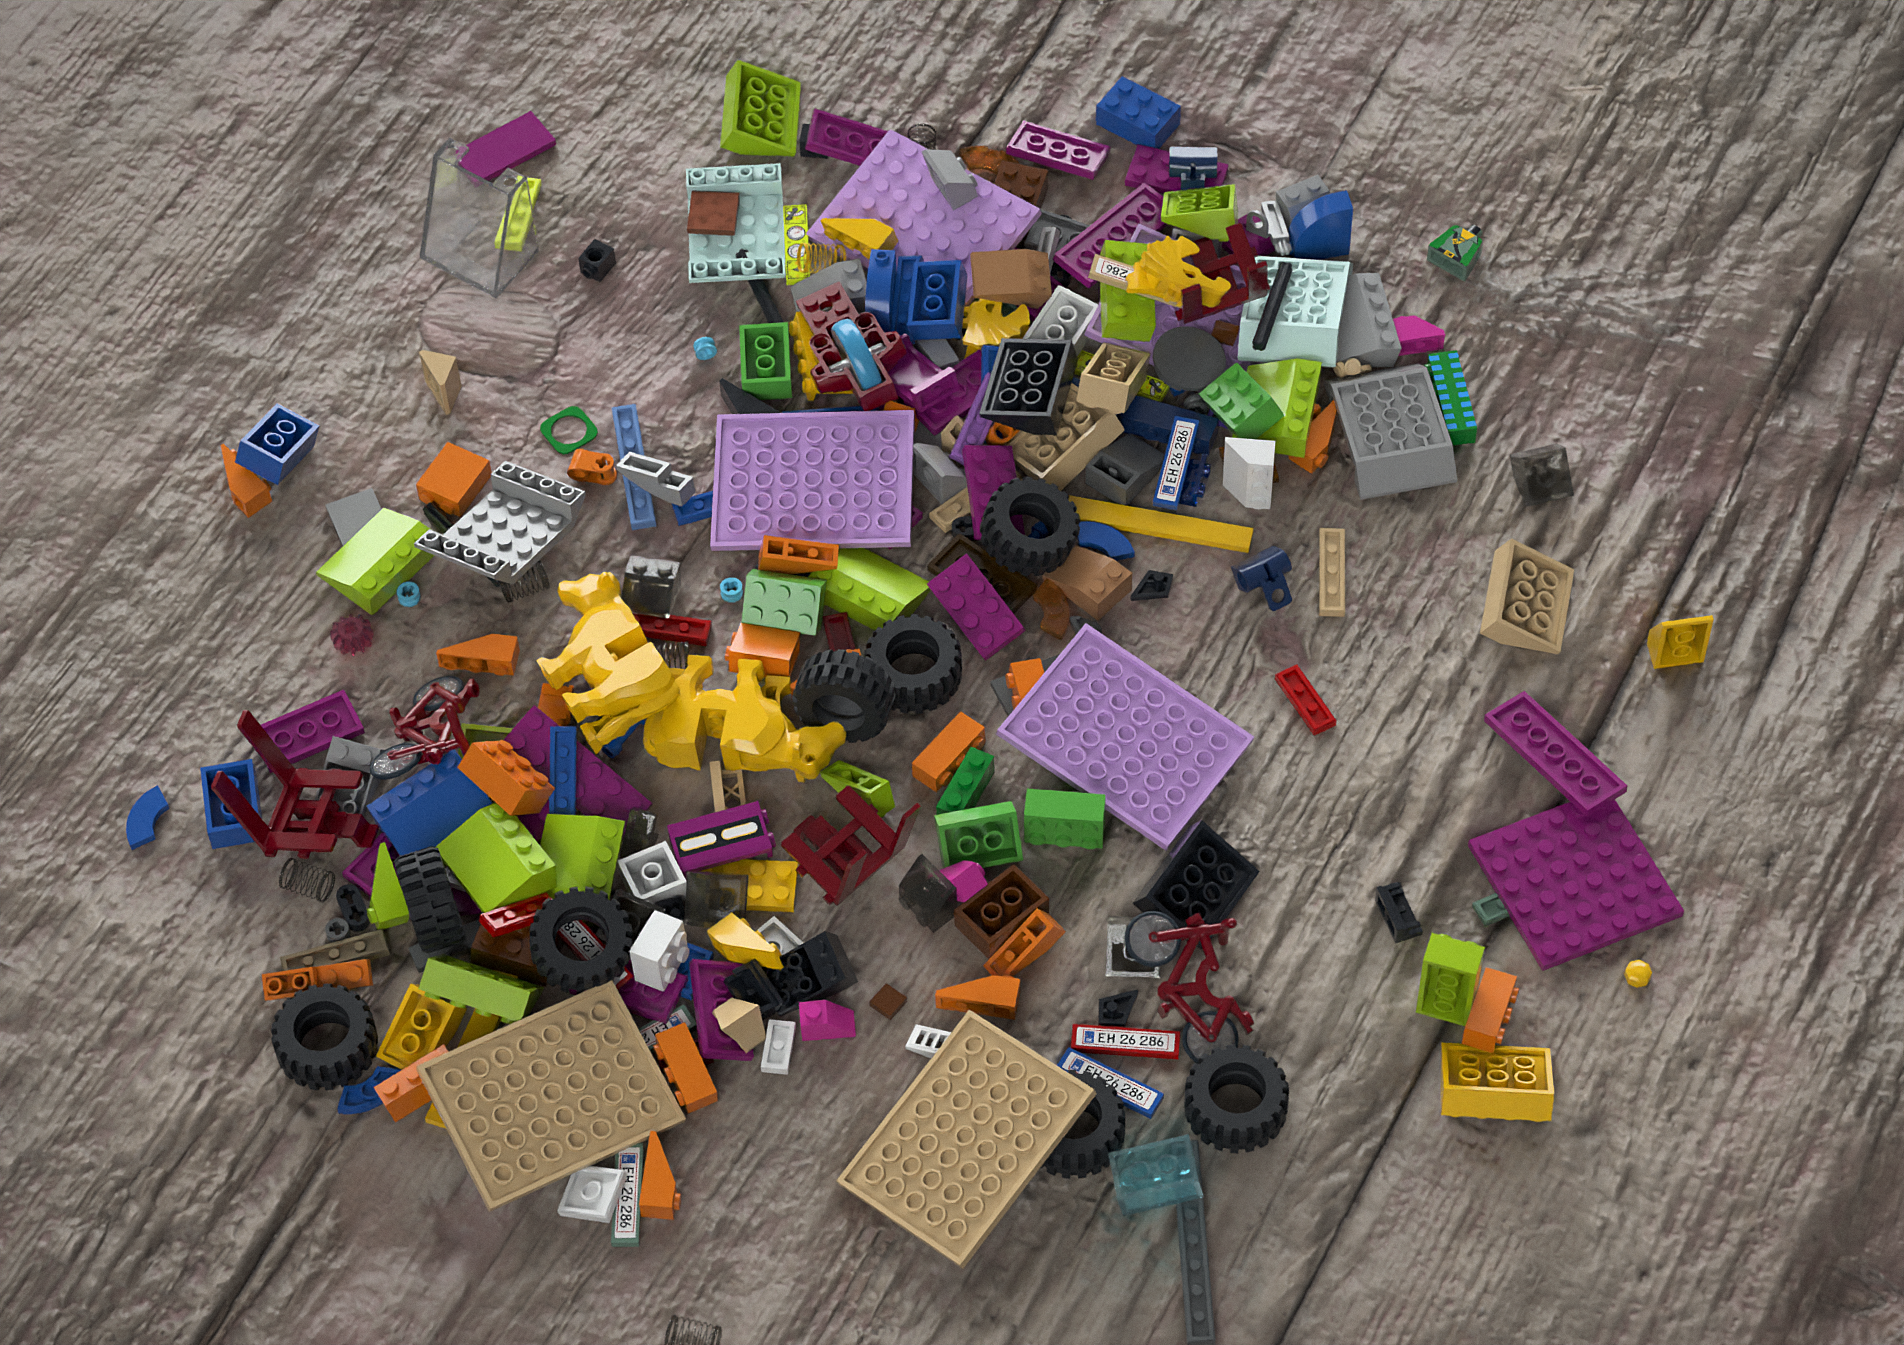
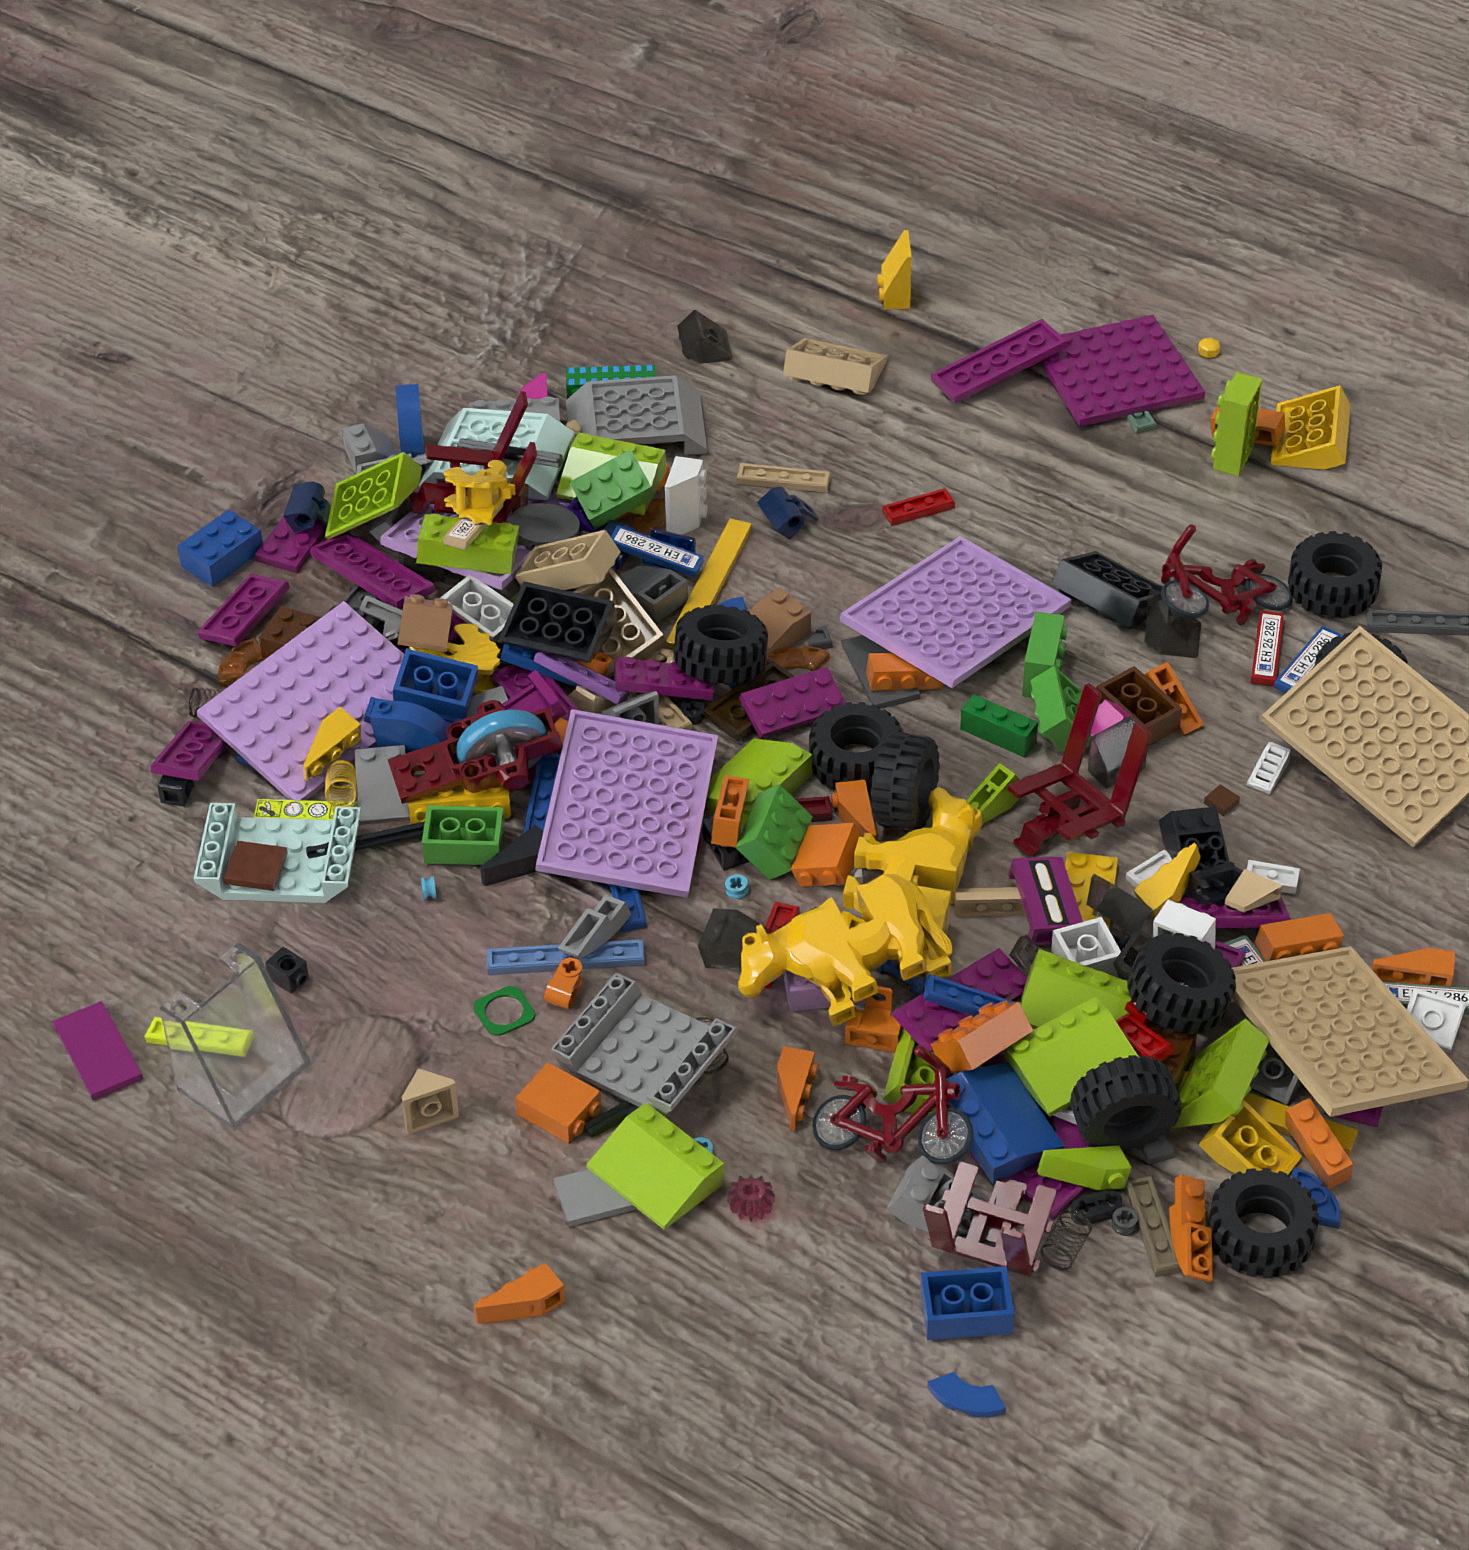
camera: 85 degrees left, 10 degrees down
(277, 444) = (490, 1248): blue brick -> none
(313, 726) = (871, 1242): magenta plate -> none
(760, 112) = (120, 829): lime slope -> none
(825, 1021) = (1246, 843): dark pink slope -> none
(946, 752) = (954, 735): orange brick -> none
(950, 177) = (293, 655): light grey slope -> none
(985, 996) = (1222, 726): orange slope -> none
(1116, 1008) = (1234, 649): black piece -> none
(1153, 586) = (785, 583): black piece -> none
(1155, 1175) = (1414, 625): clear light blue brick -> none
(1397, 912) = (1146, 473): black hinge -> none
(1457, 250) = (447, 362): torso -> none

